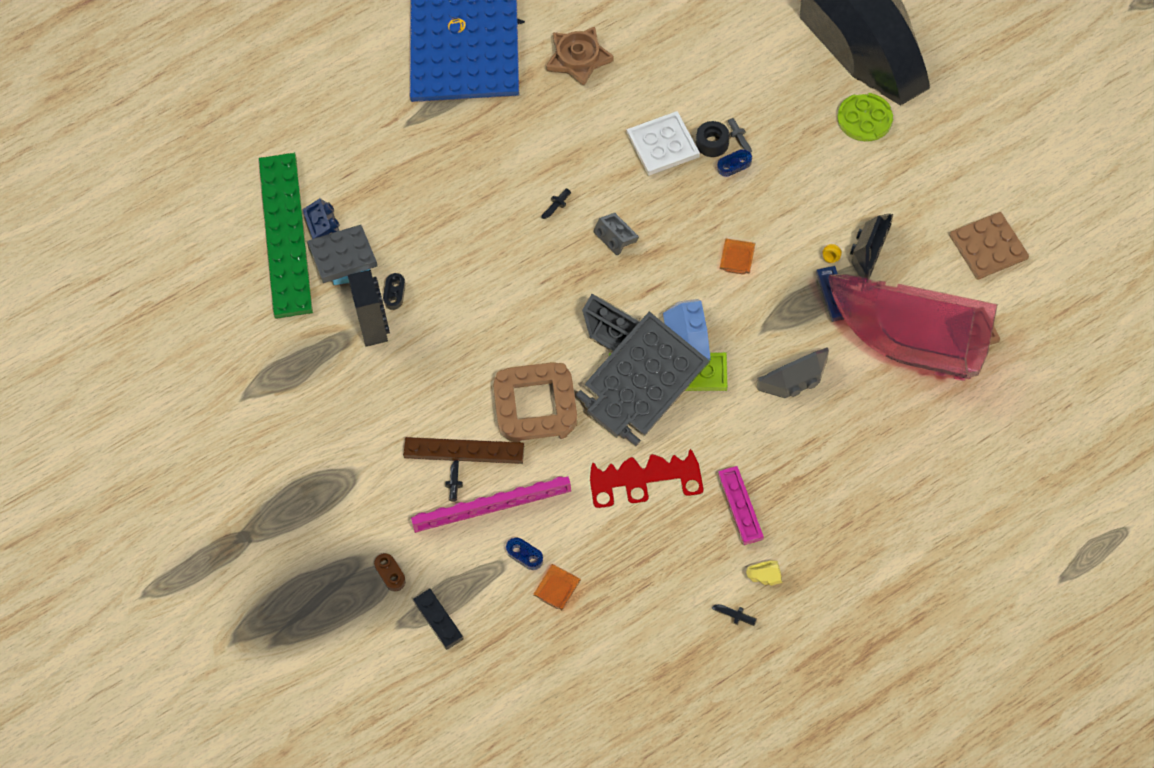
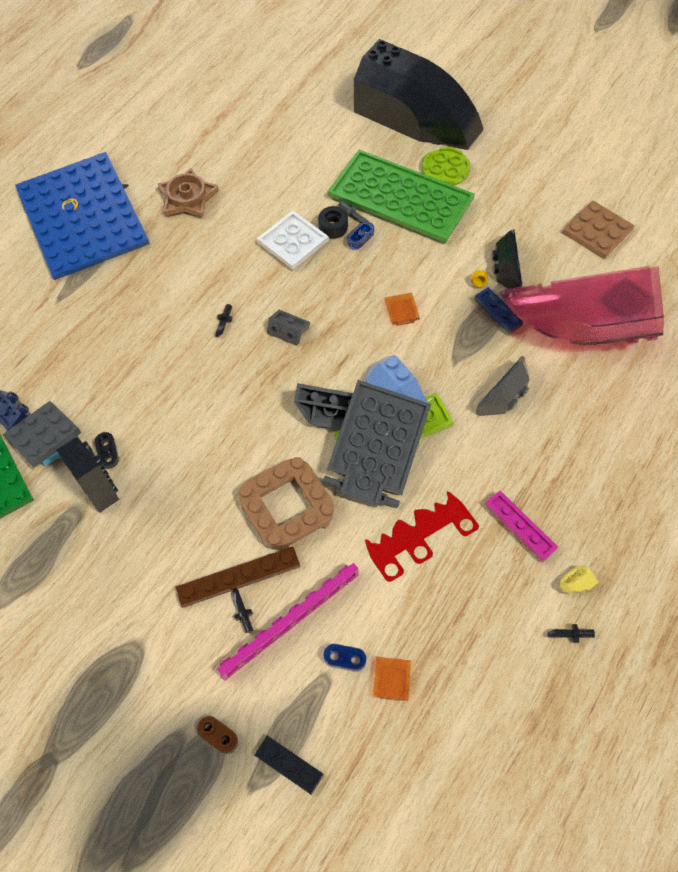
camera: 25 degrees left, 0 degrees up
(799, 134) = (402, 195): none -> bright green plate

